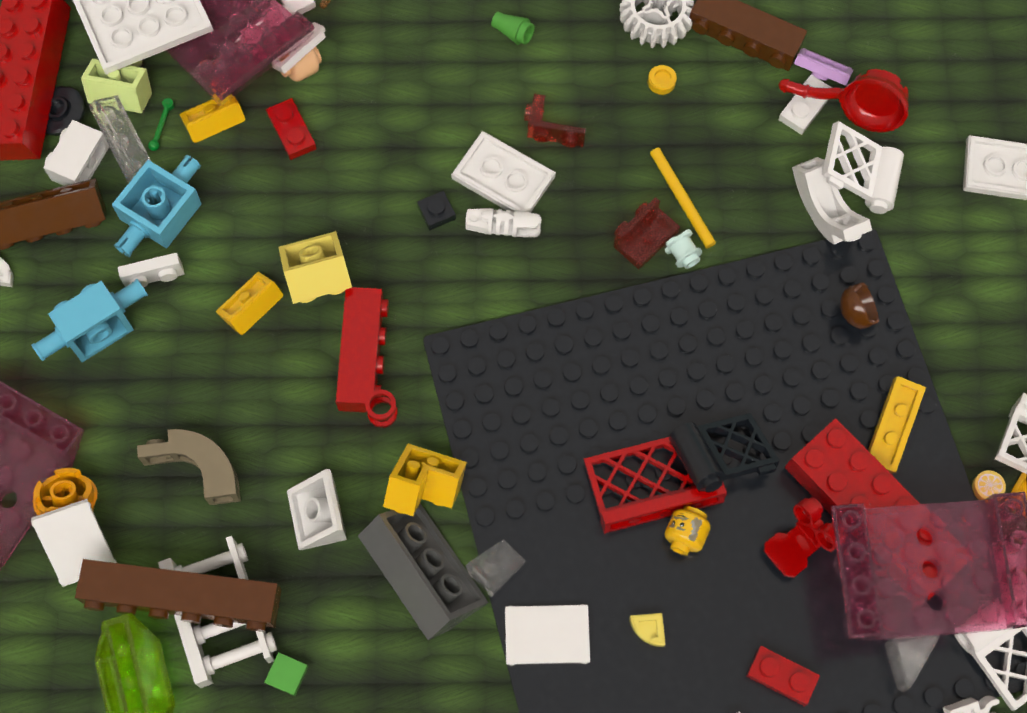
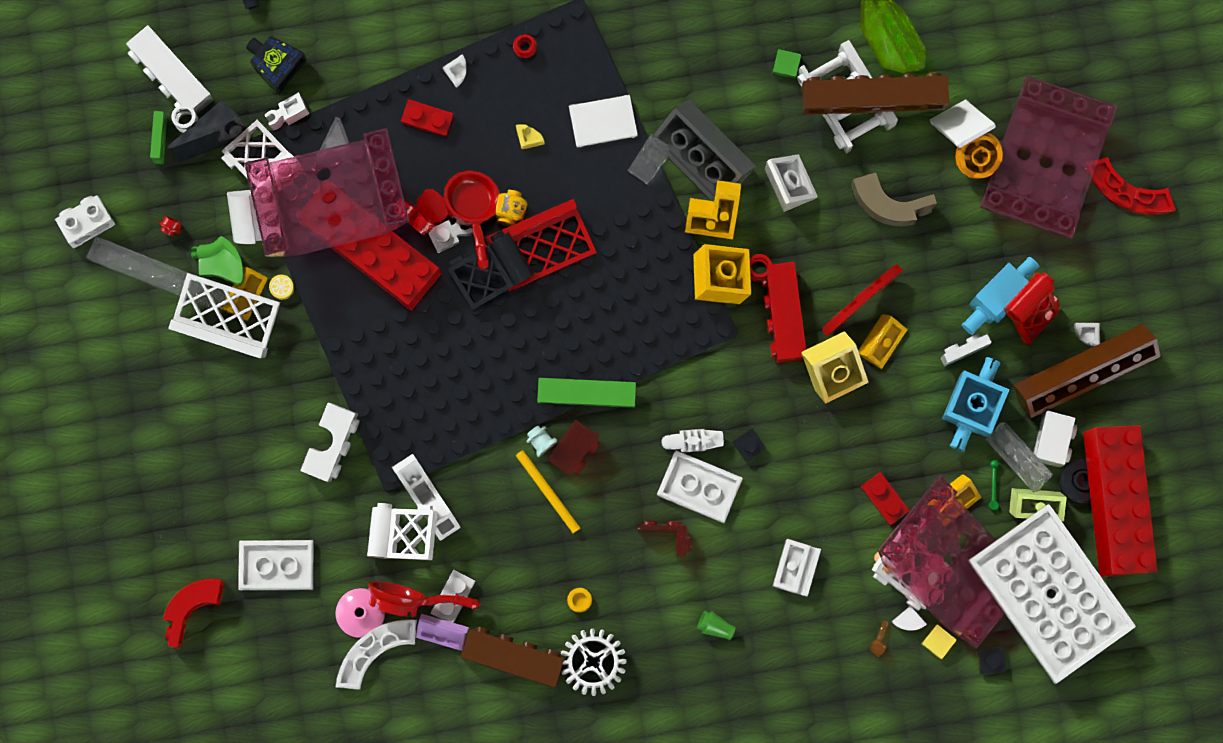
camera: 170 degrees right, 10 degrees up
(52, 291) = (1030, 300): none -> red piece
(244, 352) = (868, 293): none -> red tile
(409, 71) = (796, 567): none -> white plate
(430, 400) = (722, 274): none -> yellow brick
(622, 293) = (586, 392): none -> bright green tile
(737, 542) = (472, 201): none -> red piece
(772, 514) = (445, 236): none -> white plate
(858, 306) = (394, 408): reddish brown hair -> none
(896, 422) = (359, 318): yellow plate -> none
(914, 61) = (370, 646): none -> white tile
(922, 116) = (346, 616): none -> bright pink dish
(930, 303) = (341, 424): none -> white arch

